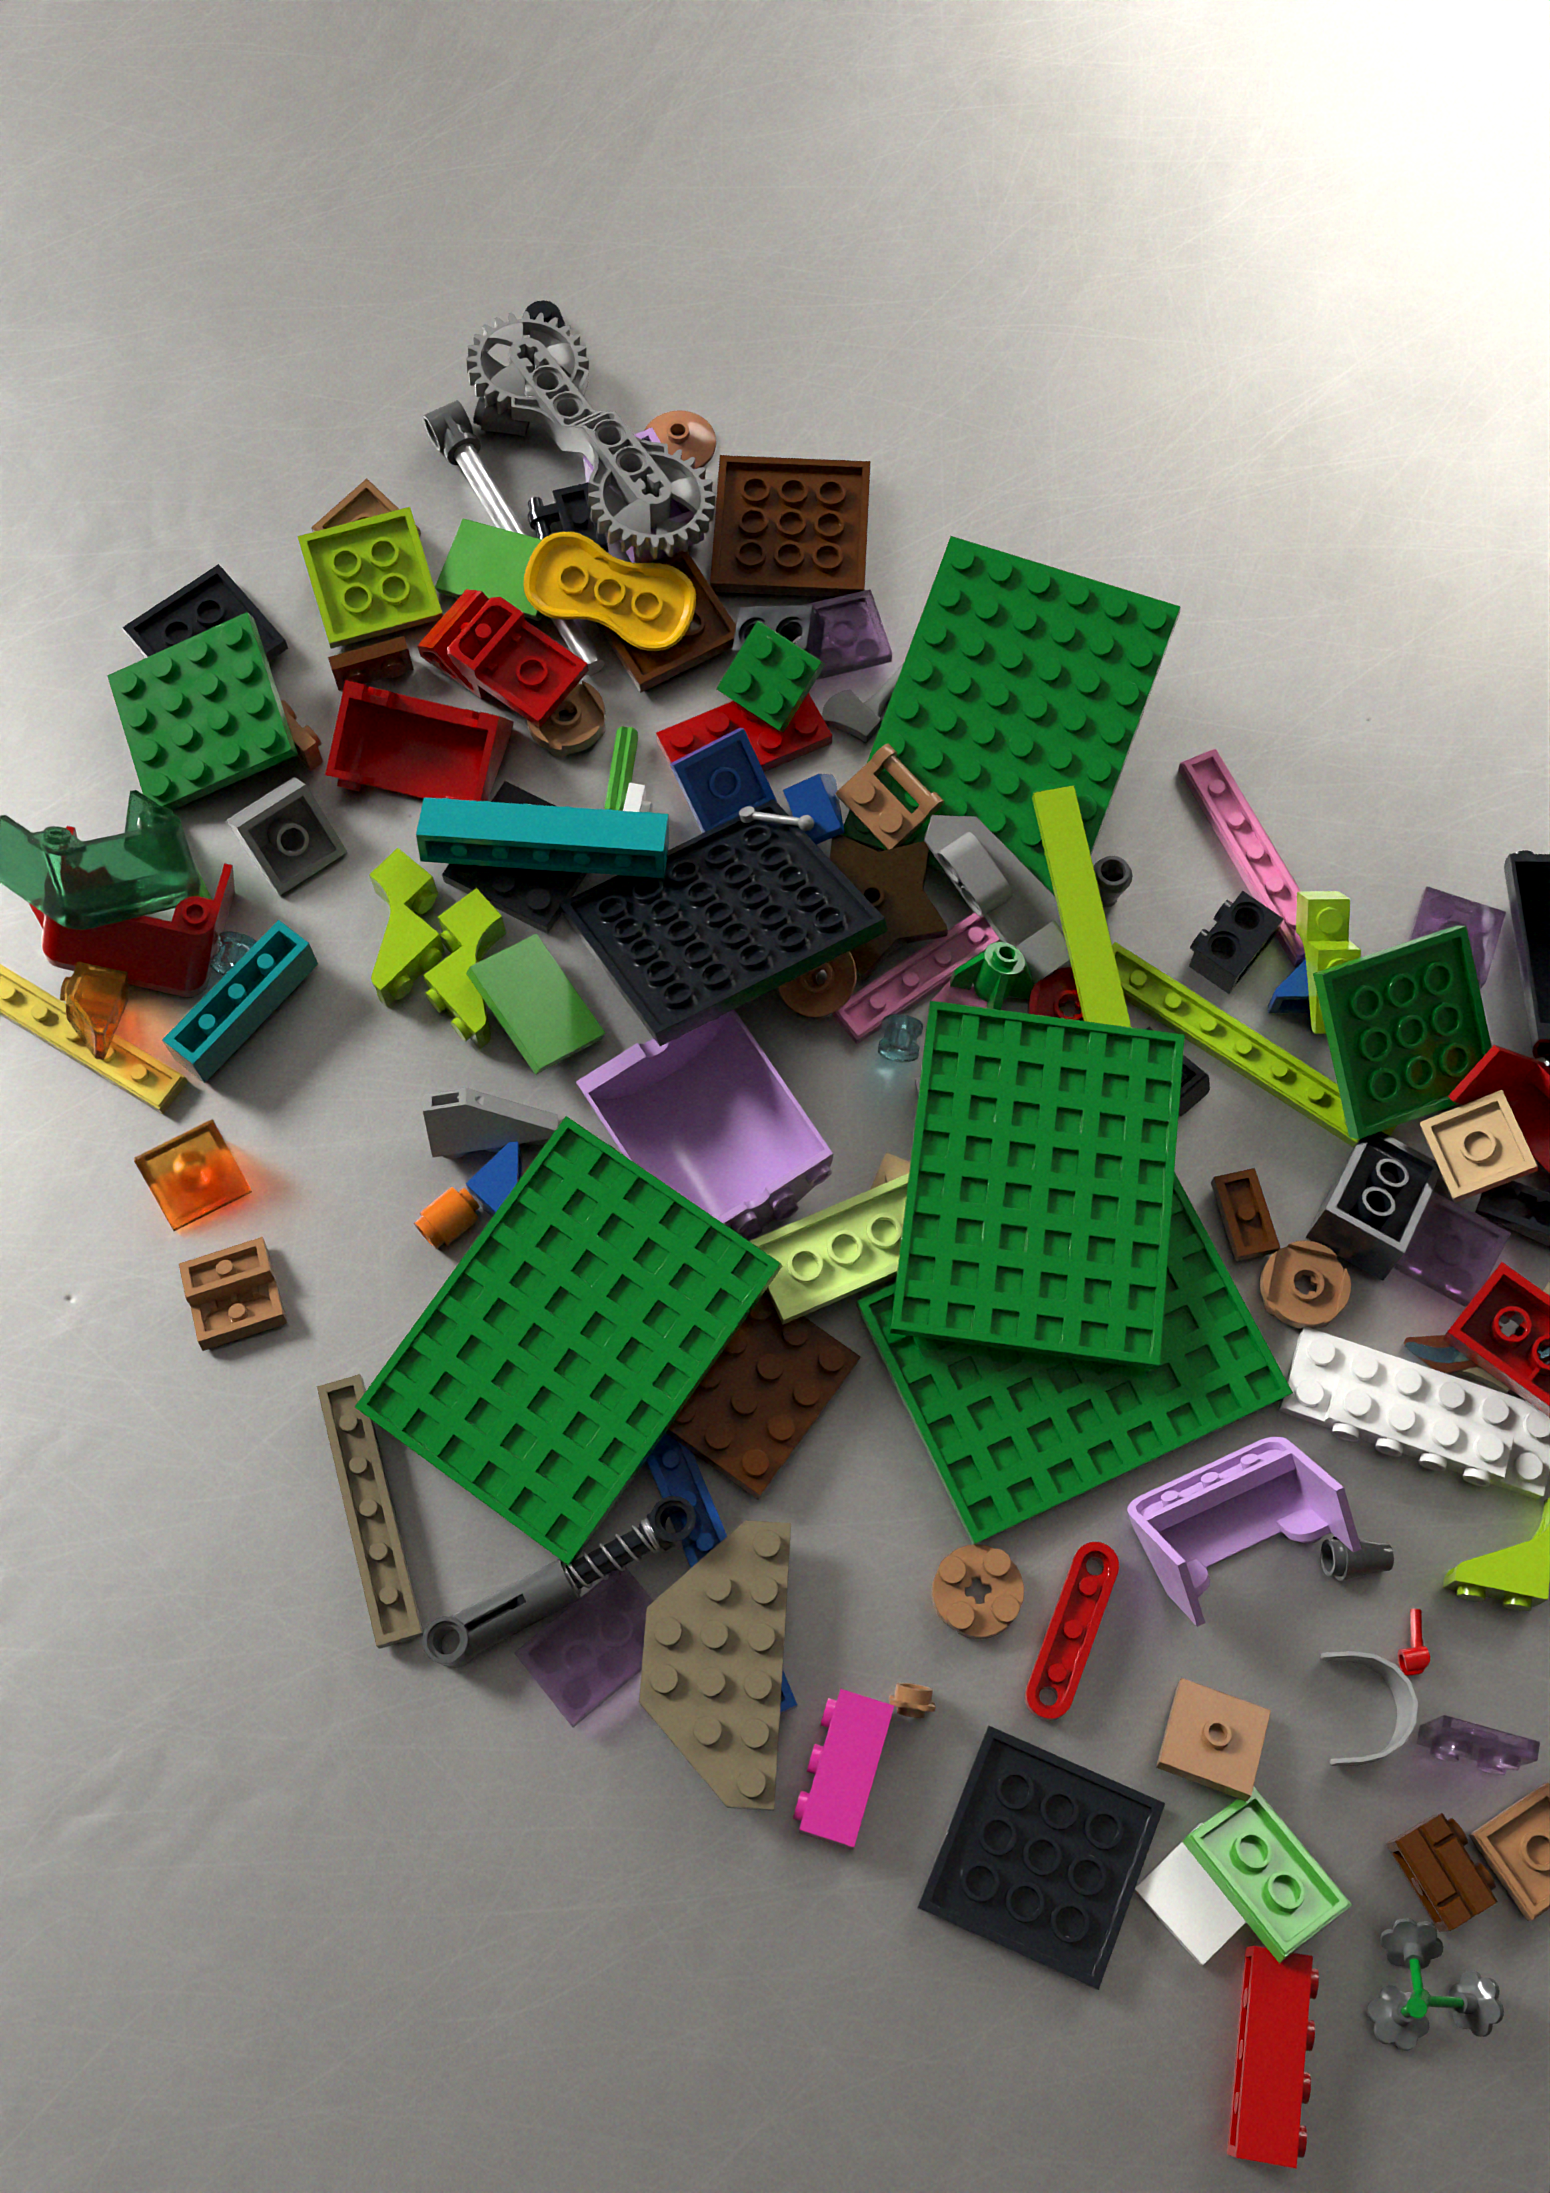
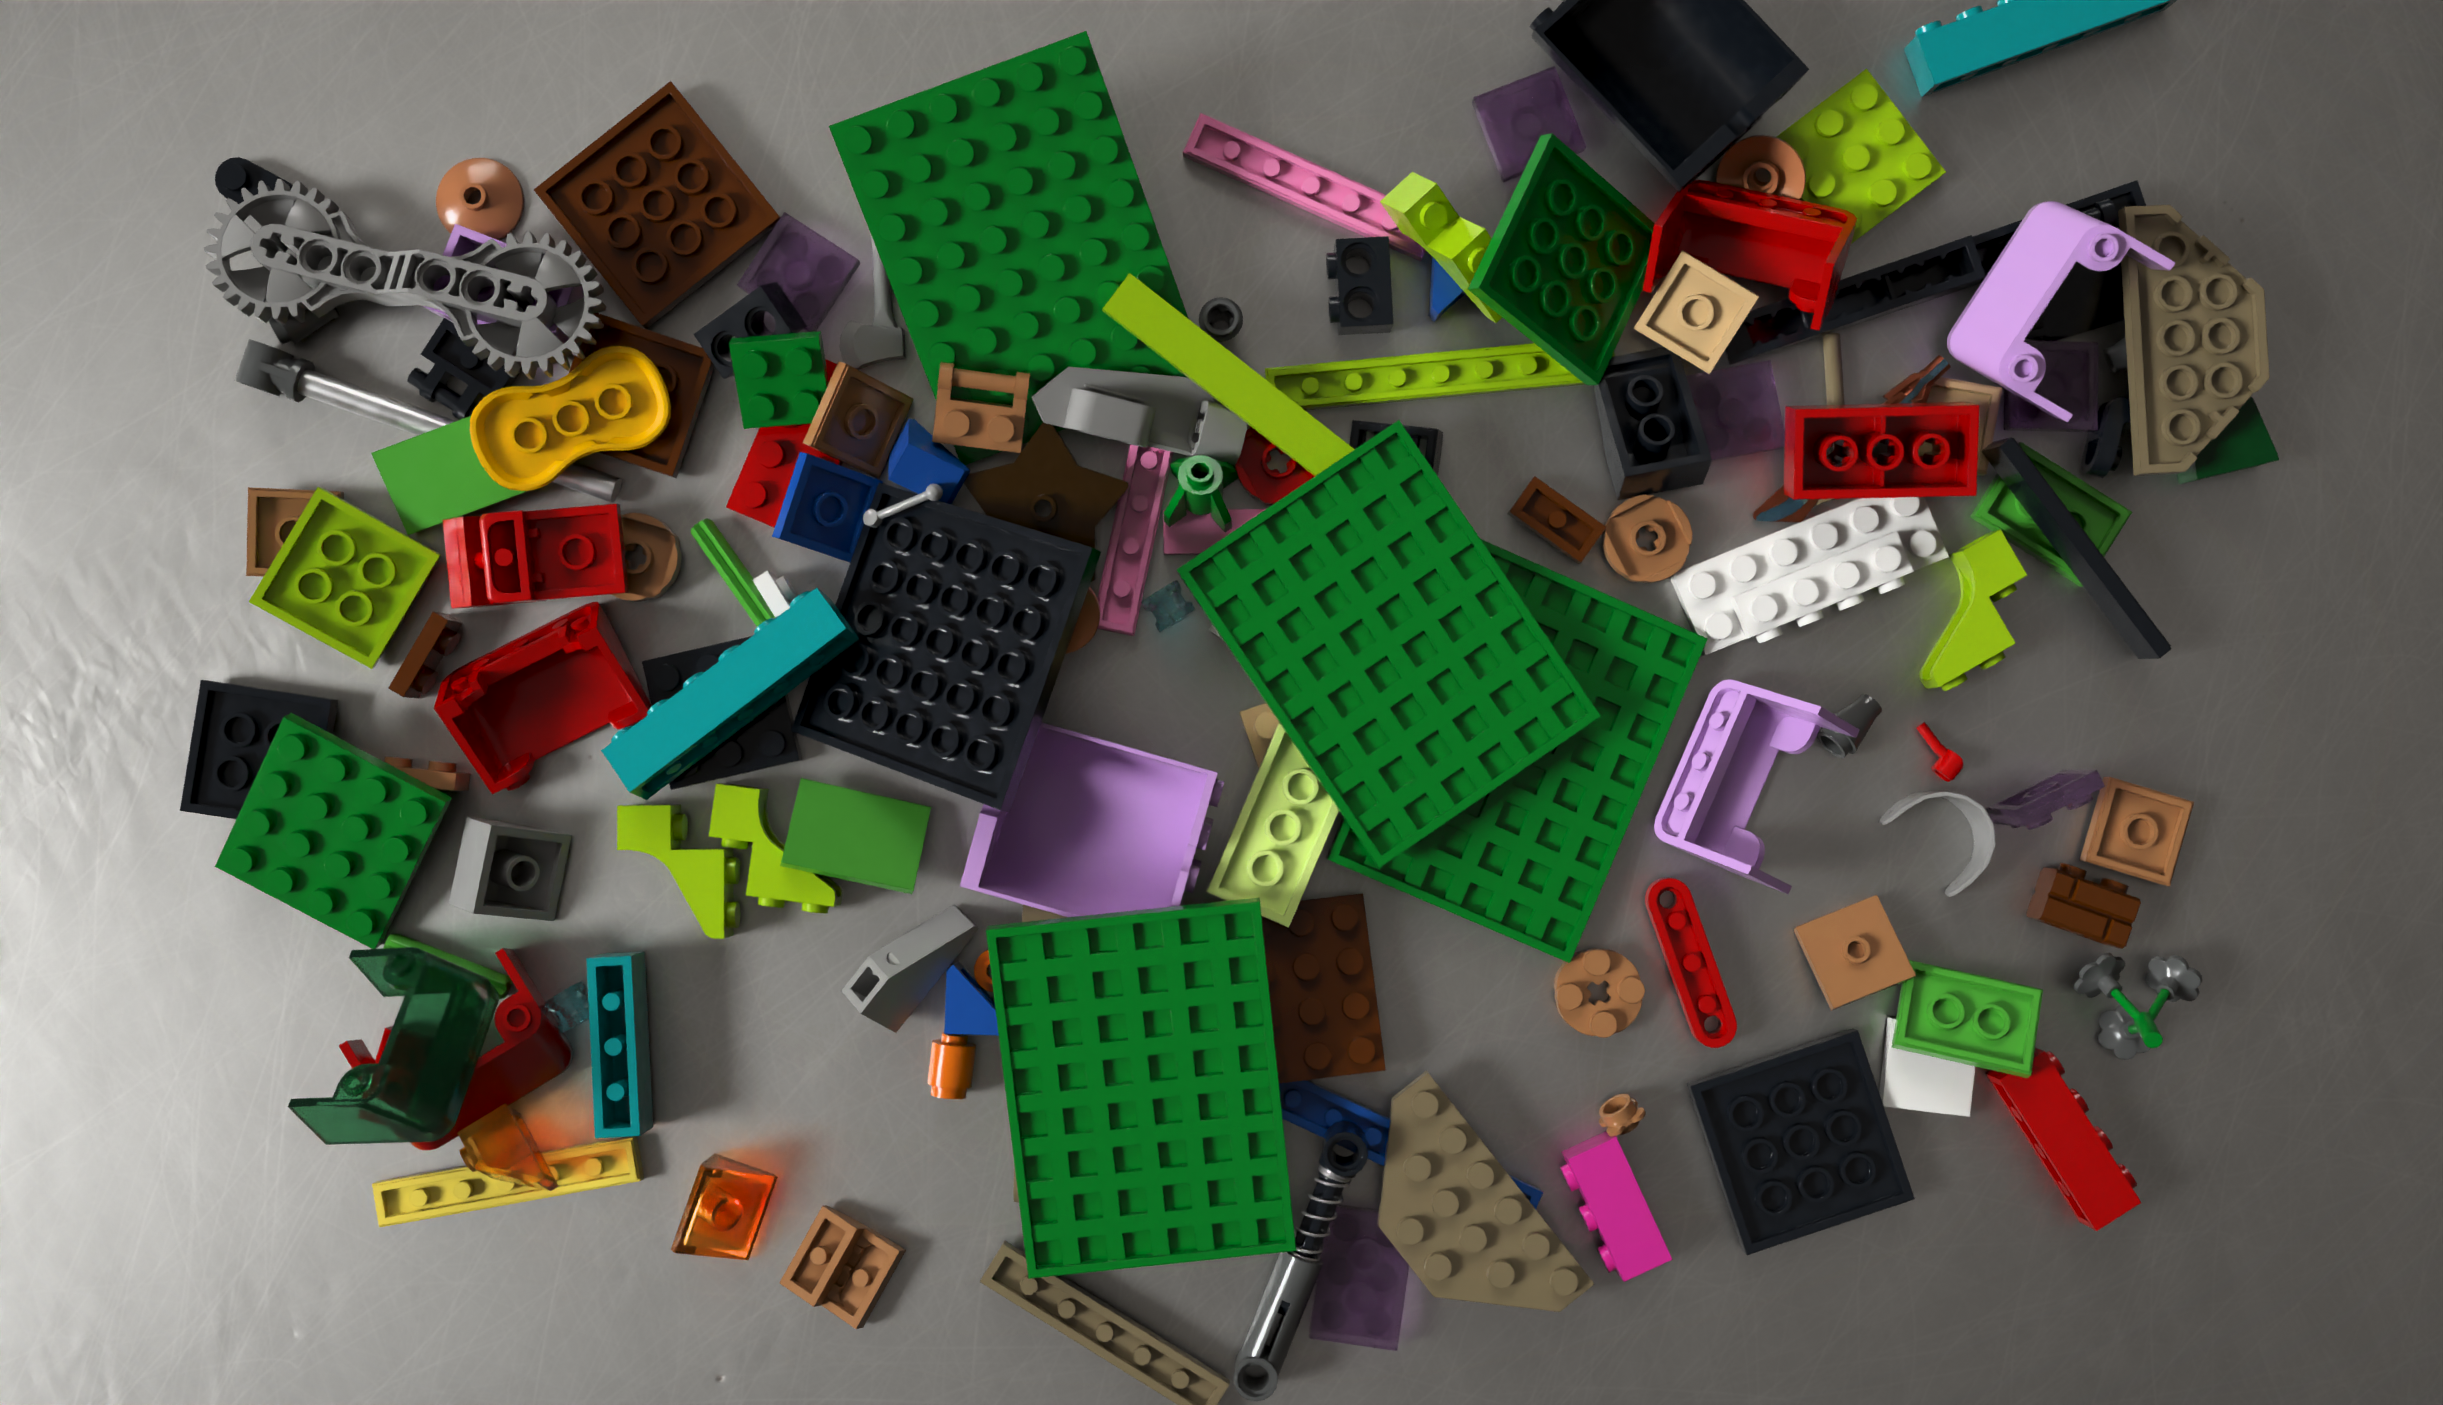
camera: 45 degrees left, 20 degrees up
(797, 743) = (858, 420): none -> medium nougat plate

